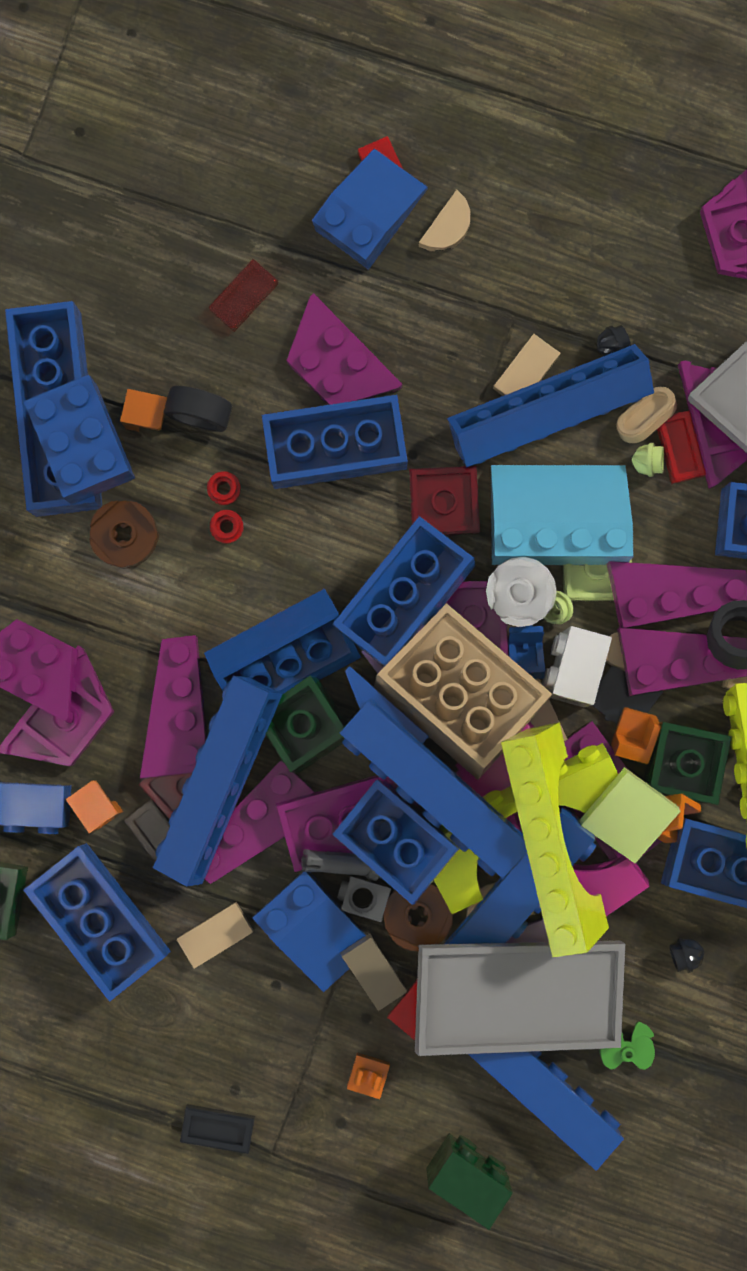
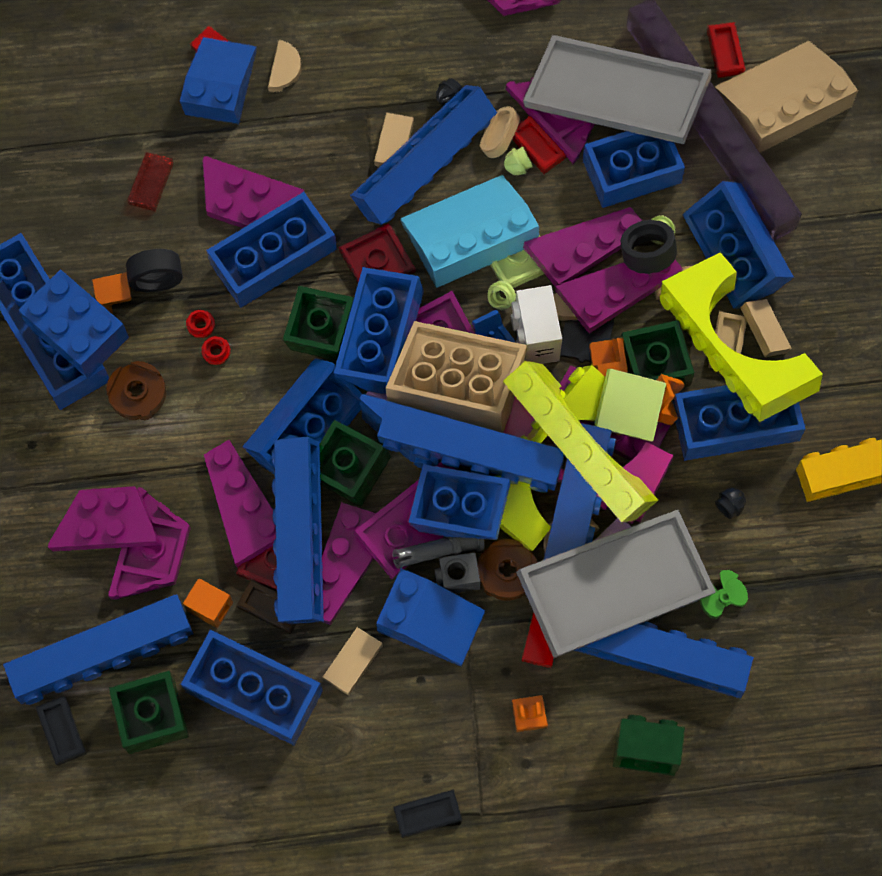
camera: 25 degrees left, 15 degrees down
(345, 552) = (317, 322): none -> dark green brick
(373, 972) = (494, 628): dark tan tile -> none
(521, 591) = (467, 289): white tile -> none

